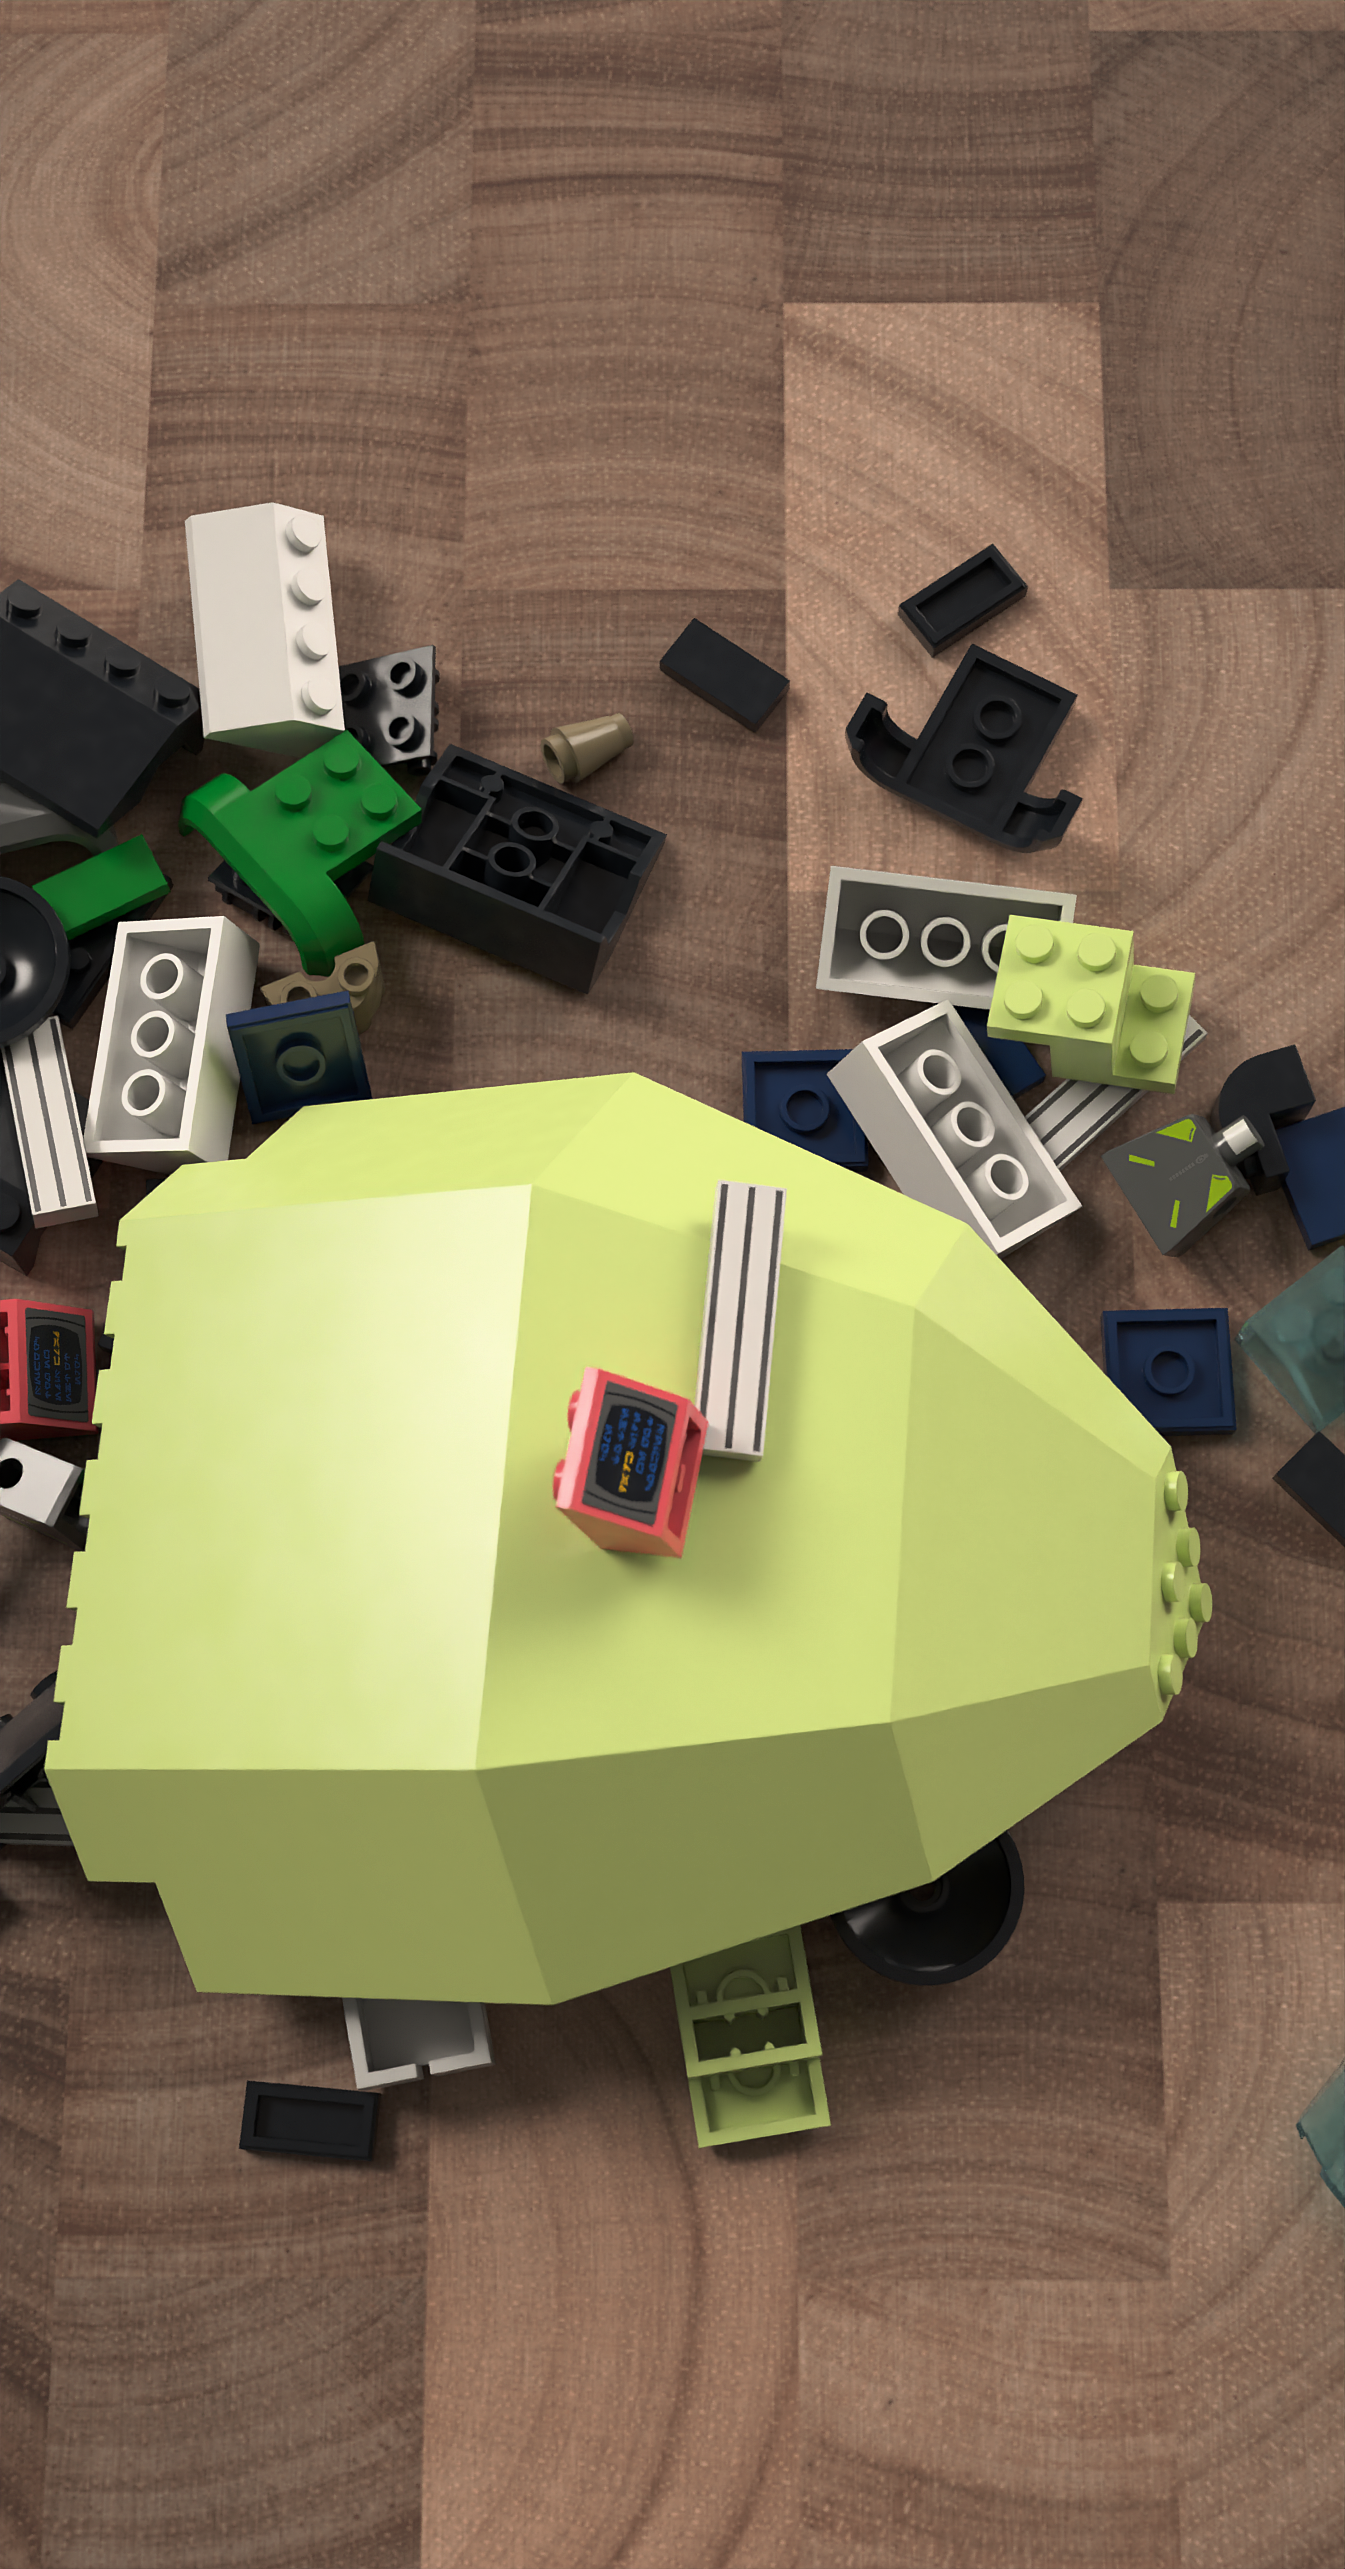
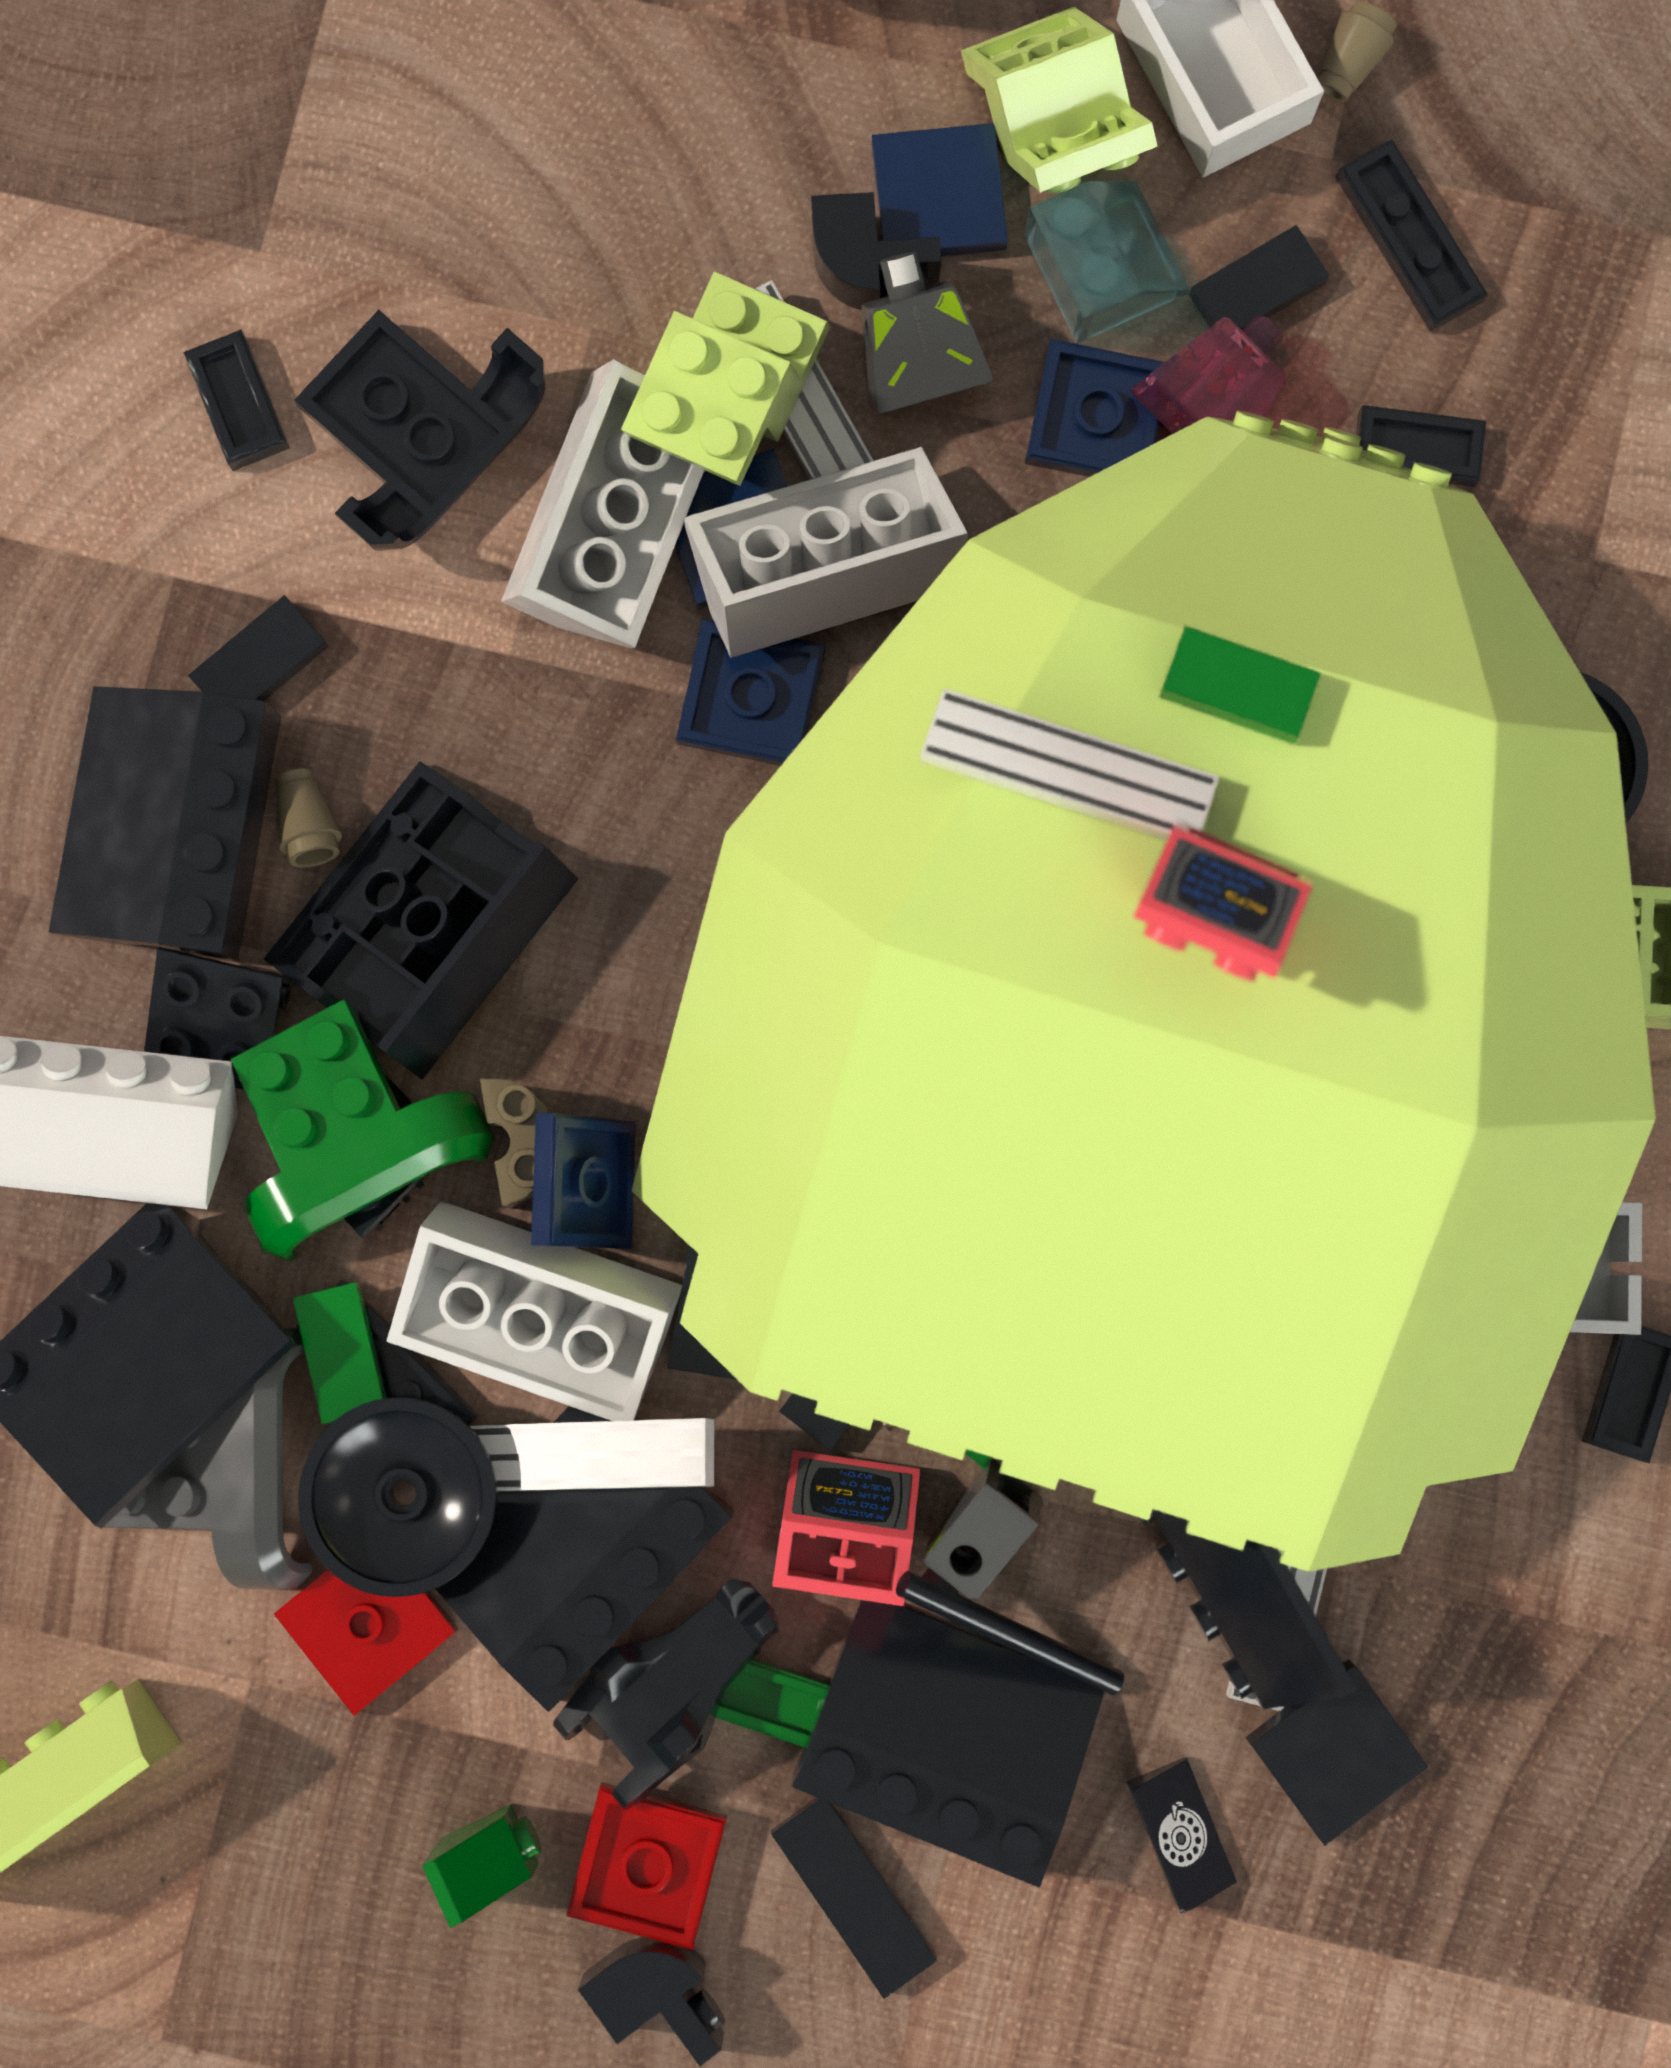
camera: 80 degrees left, 10 degrees up
(555, 635) = (166, 820): none -> black piece
(861, 1463) = (1240, 685): none -> green tile
(1225, 1696) = (1428, 439): none -> black tile
(1230, 1469) = (1216, 375): none -> clear pink torso

